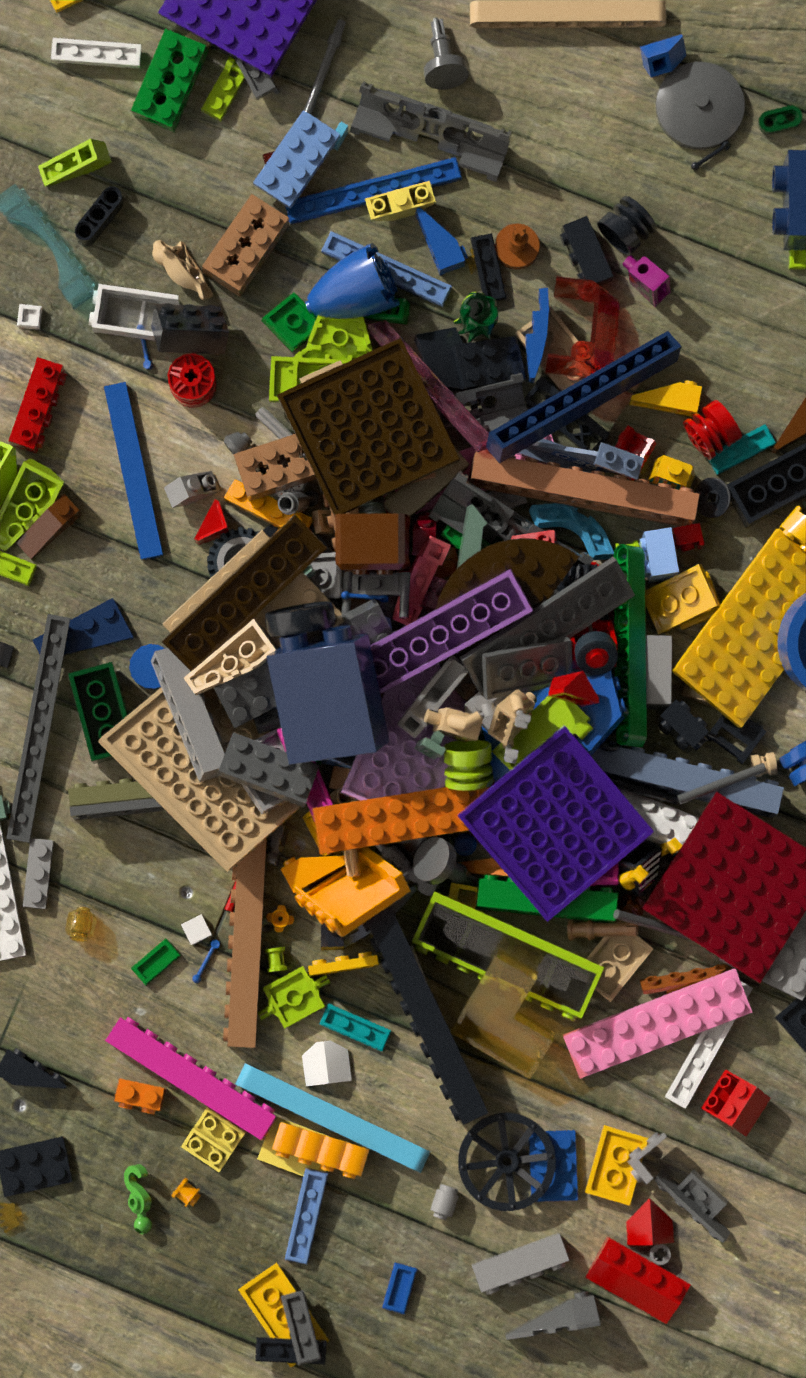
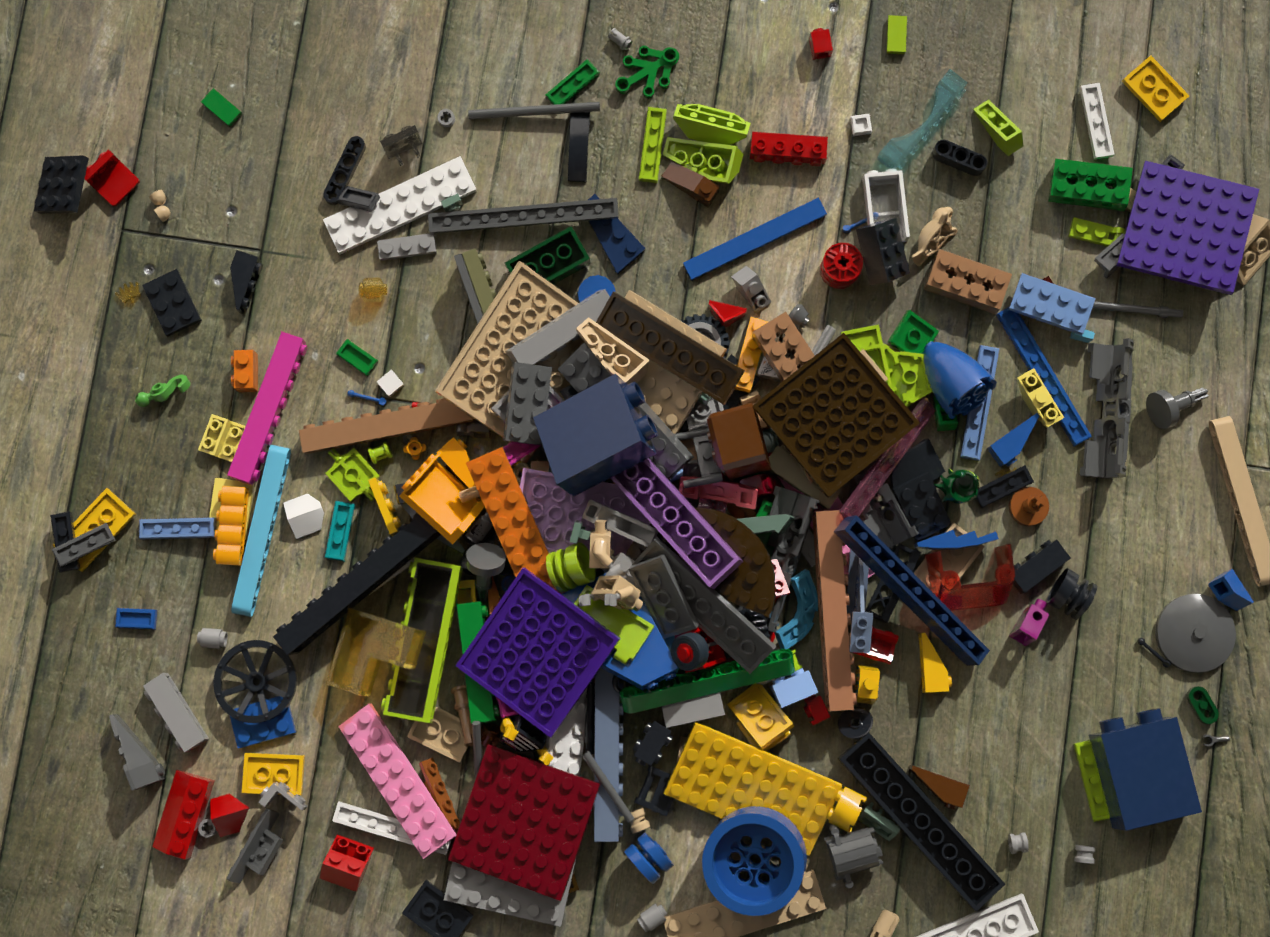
camera: 80 degrees right, 0 degrees up
(187, 1193) = (175, 428): light orange brick -> none
(297, 501) = (760, 374): dark grey piece -> none
(300, 618) = (657, 397): black piece -> none
(345, 595) = (691, 432): blue hinge -> none
(573, 689) = (653, 638): red slope -> none
(716, 427) = (914, 709): red wheel -> none
(742, 450) = (904, 738): teal tile -> none

